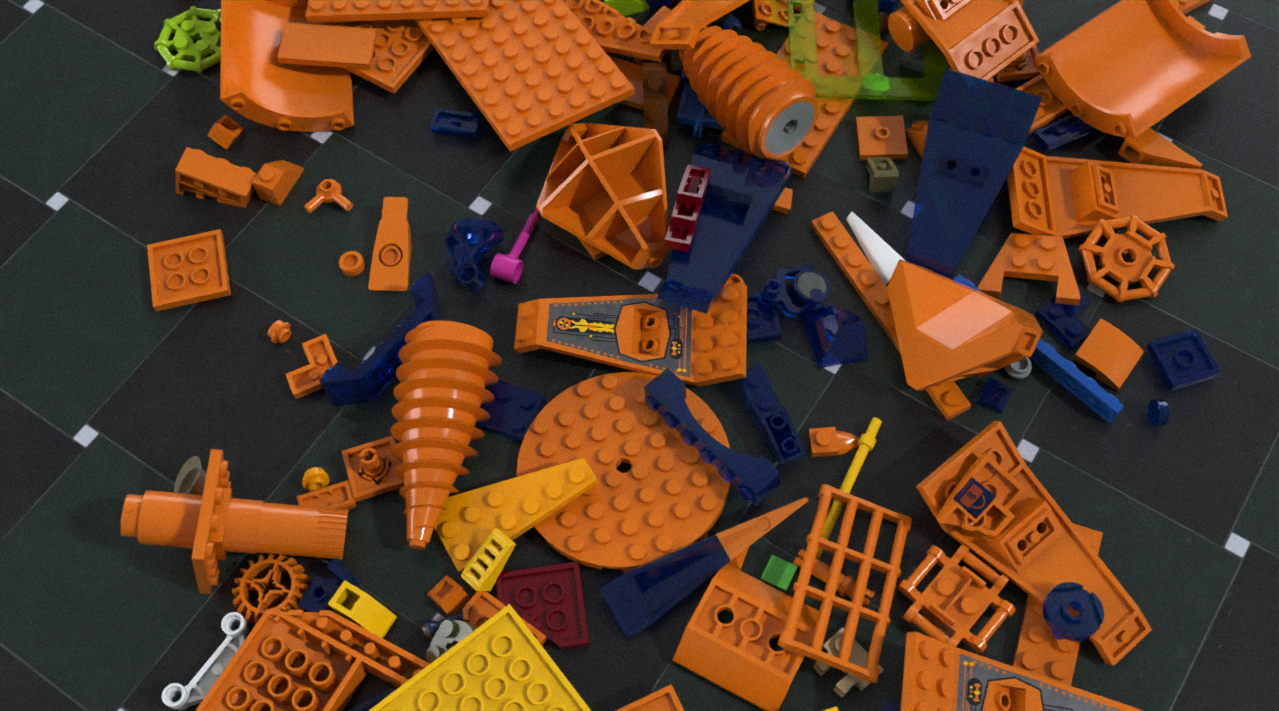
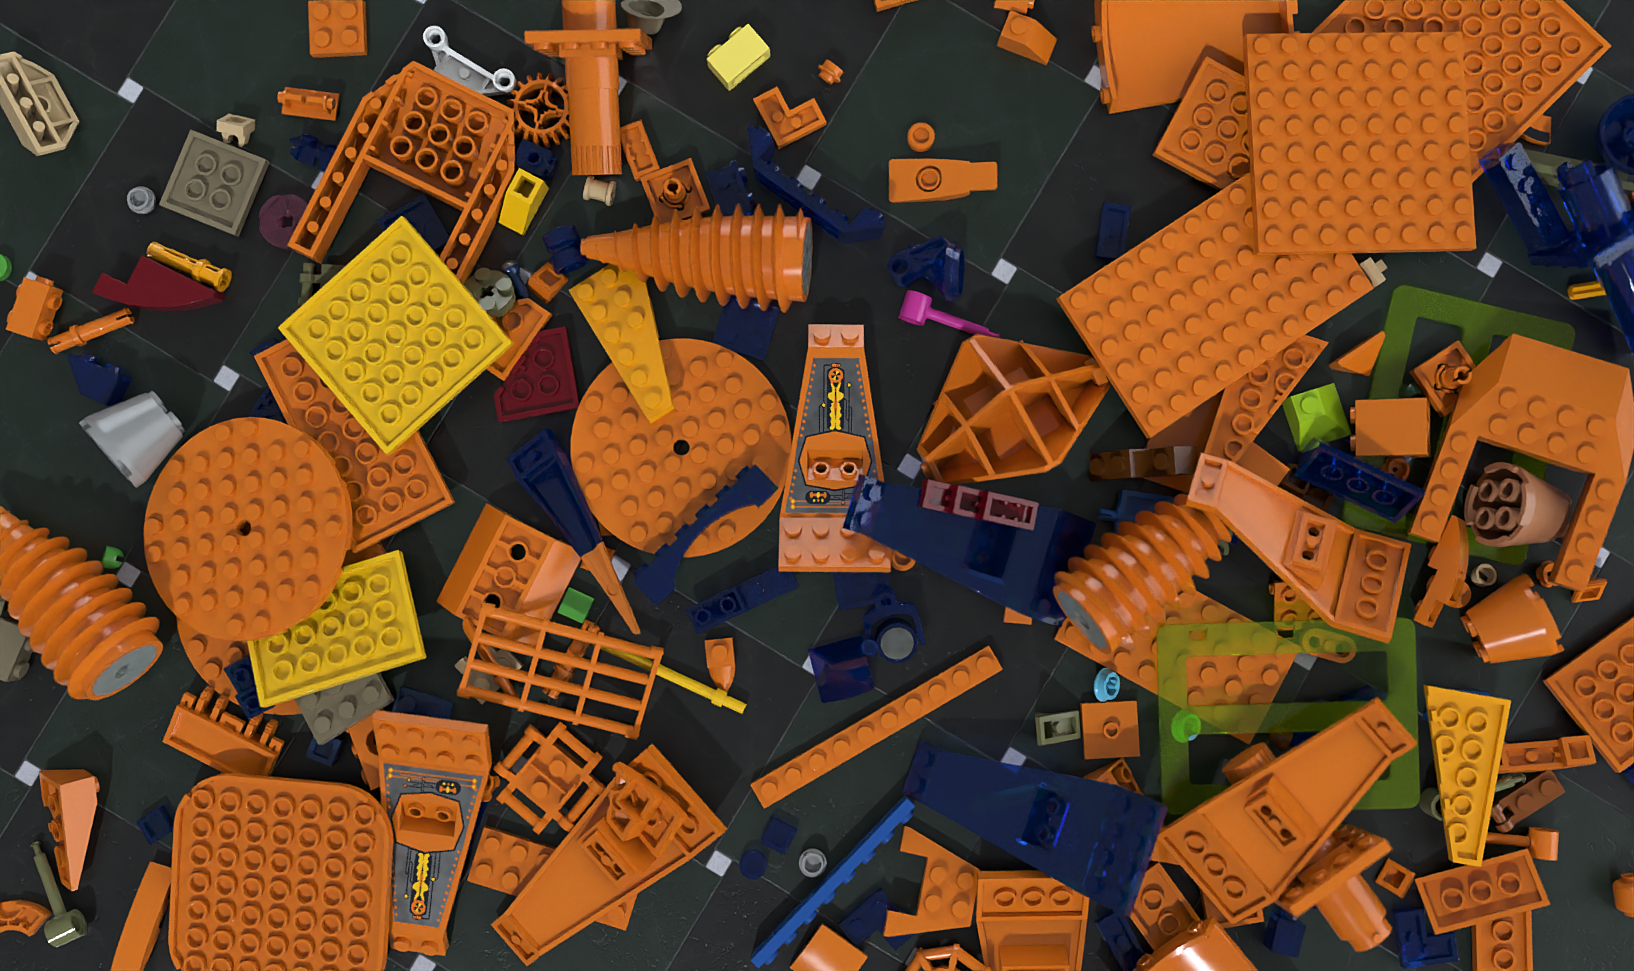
camera: 85 degrees right, 25 degrees up
(251, 407) = (738, 56): none -> light yellow brick
(315, 479) = (660, 136): light orange plate -> none
(327, 46) = (1209, 67): orange tile -> none
(327, 192) = (1011, 99): orange piece -> none
(342, 573) = (560, 178): clear blue tile -> none
(361, 538) = (599, 190): none -> tan bush
(374, 418) = (728, 189): none -> clear blue bracket
(416, 570) = (565, 249): none -> clear blue wheel
(476, 574) = (569, 317): yellow slope -> none
(812, 666) = (486, 655): none -> orange piece
(843, 136) = (1106, 685): none -> medium azure hat
(877, 251) = (944, 722): white sticker -> none
(954, 329) = (832, 802): orange panel -> none
(974, 497) = (637, 801): tile -> none
(1024, 418) = (753, 864): none -> clear blue tile
(1044, 22) = (1284, 934): none -> clear blue brick
(1064, 625) = (521, 902): clear blue plate -> none

